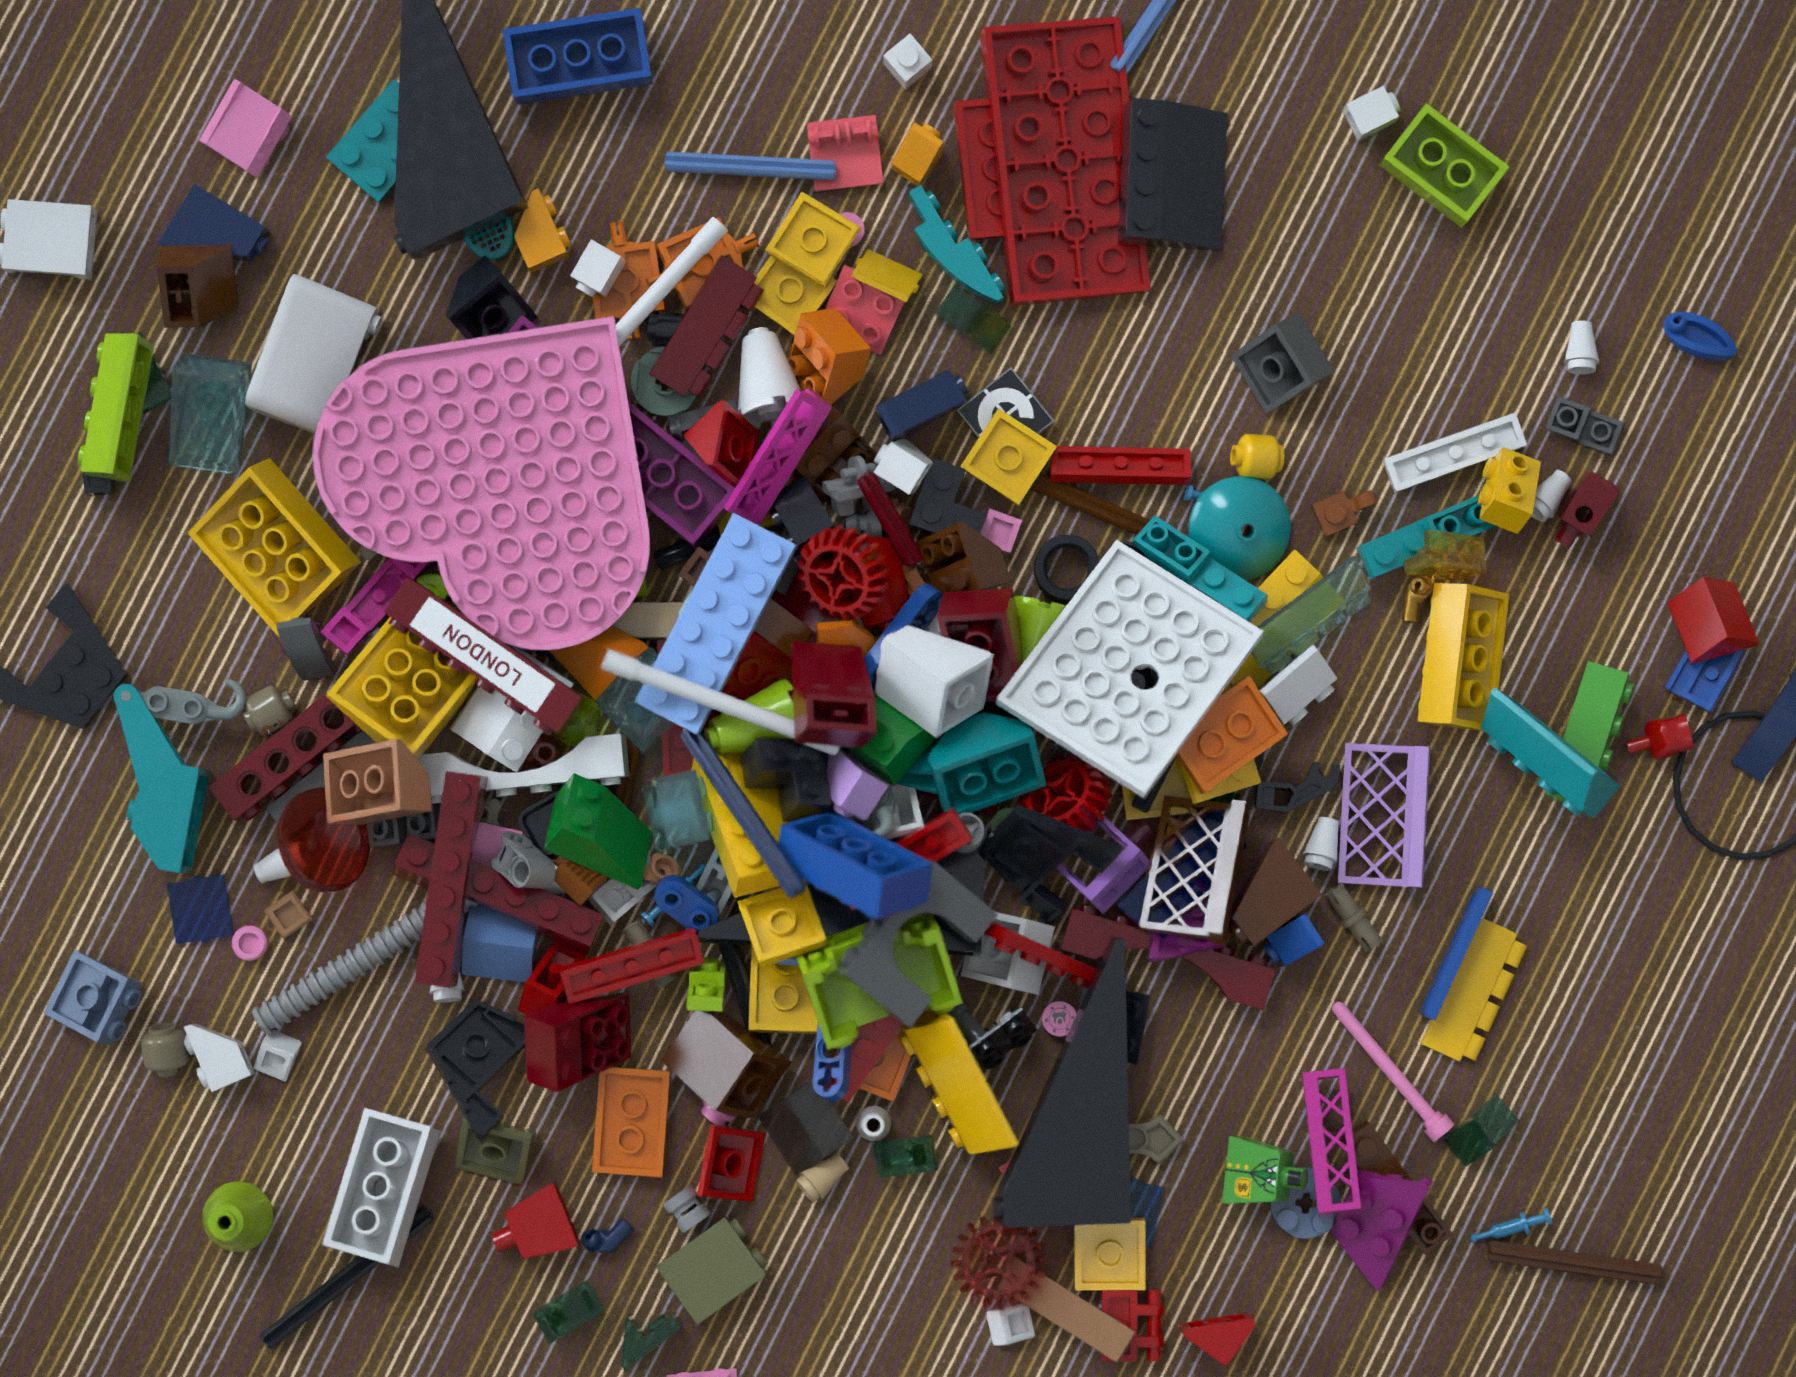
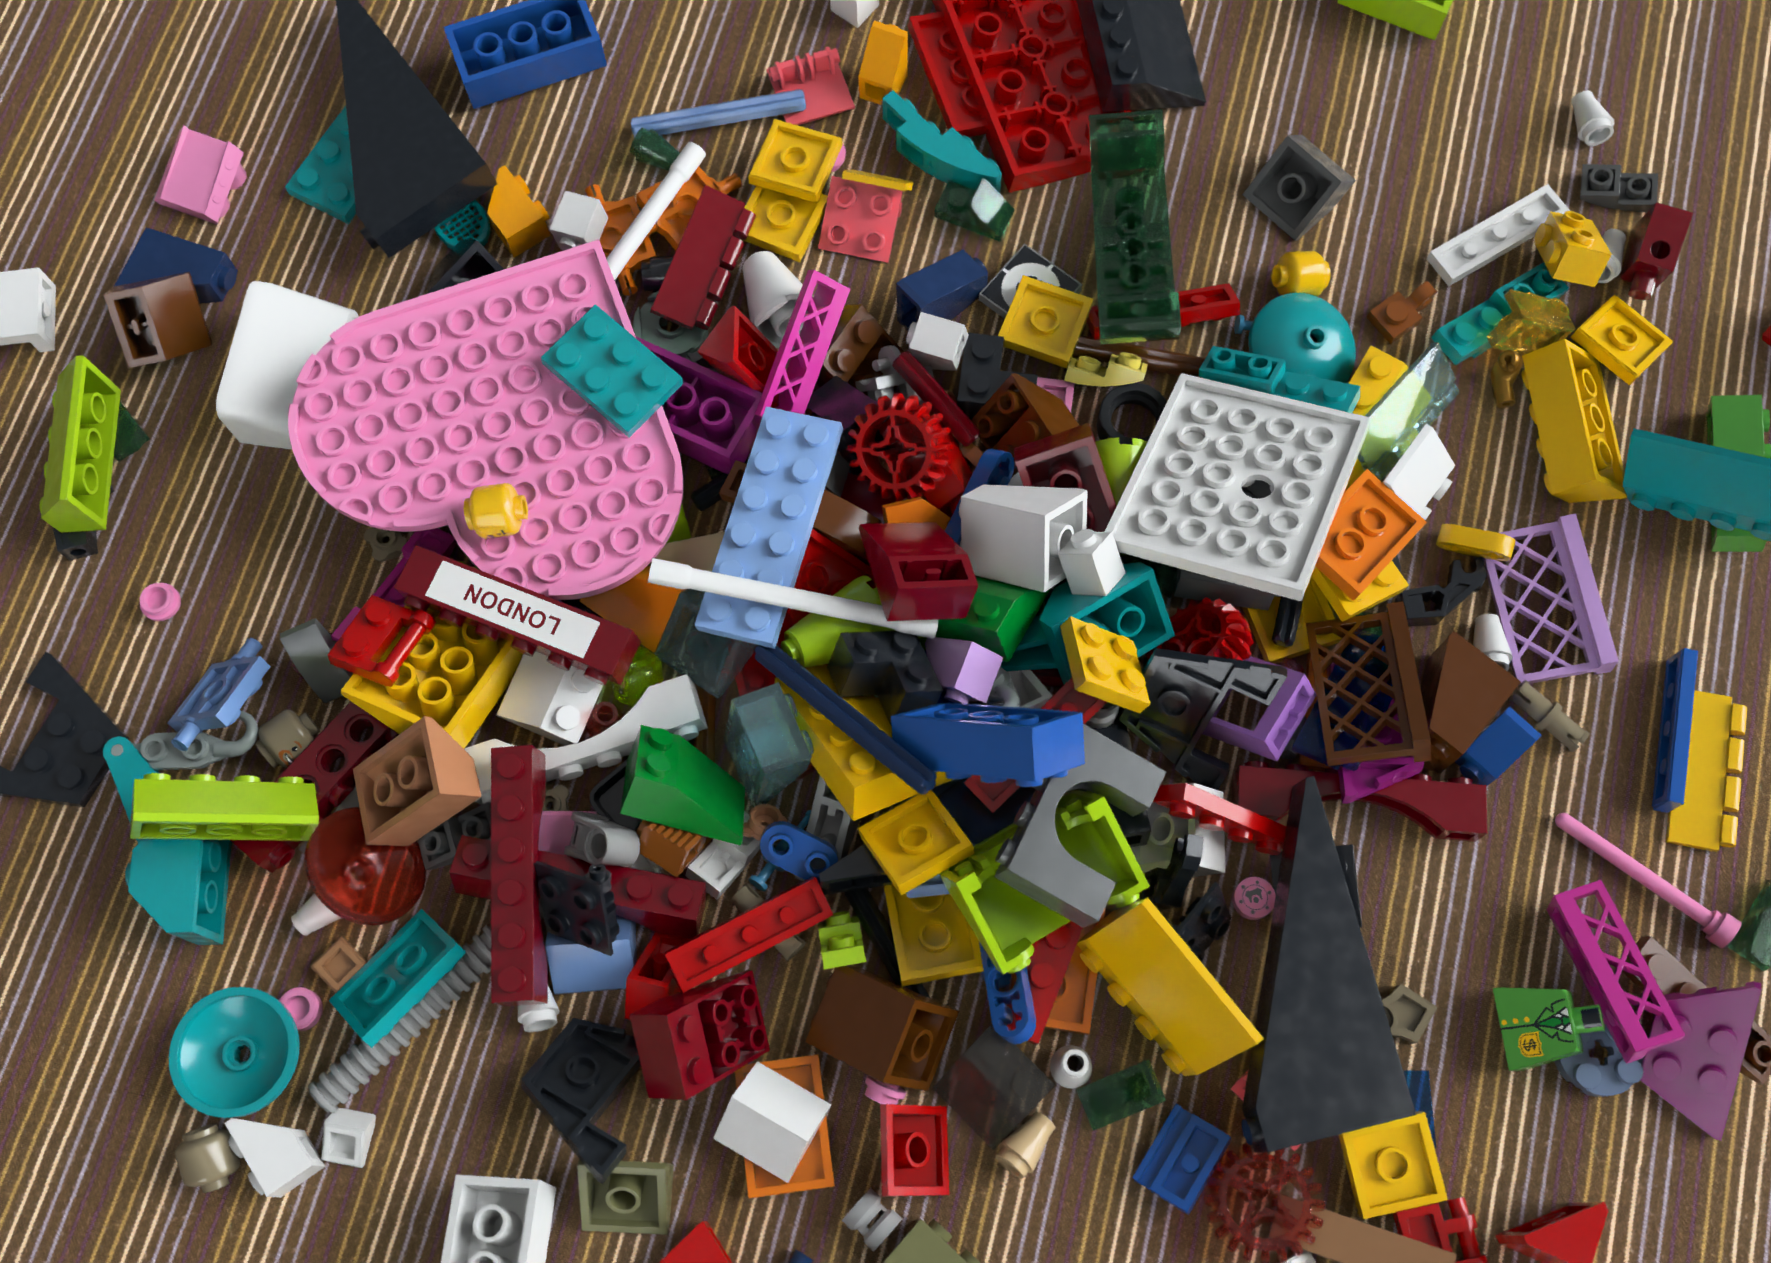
camera: 10 degrees left, 15 degrees down
(94, 999) = (116, 1114): sand blue plate -> none
(168, 556) = (160, 601): none -> bright pink plate
(172, 975) = (208, 1047): none -> teal dish
(200, 909) = (237, 966): clear blue piece -> none
(208, 412) = (185, 450): clear light blue slope -> none
(216, 662) = (219, 695): none -> medium blue plate
(219, 778) = (223, 809): none -> lime slope
(273, 545) = (272, 562): yellow slope -> none
(336, 937) = (397, 978): none -> teal plate
(356, 648) = (372, 634): none -> red plate
(482, 567) = (495, 510): none -> yellow head
(497, 919) = (579, 906): none -> black hinge
(604, 450) = (612, 371): none -> teal plate
(622, 1117) = (771, 1121): none -> white slope
(684, 194) = (653, 149): none -> clear green cone
(827, 354) = (837, 251): orange slope -> none
(944, 1214) = (1182, 1159): none -> blue plate
(971, 811) = (1104, 665): none -> yellow plate
(982, 719) = (1091, 563): none -> white brick
(987, 996) = (1173, 881): none -> black piece
(1065, 521) = (1120, 371): none -> light yellow slope
(1105, 398) = (1132, 229): none -> clear green slope
(1336, 751) = (1476, 542): none -> yellow beam
(1533, 583) = (1621, 339): none -> yellow plate
(1699, 336) = (1702, 86): blue arm -> none

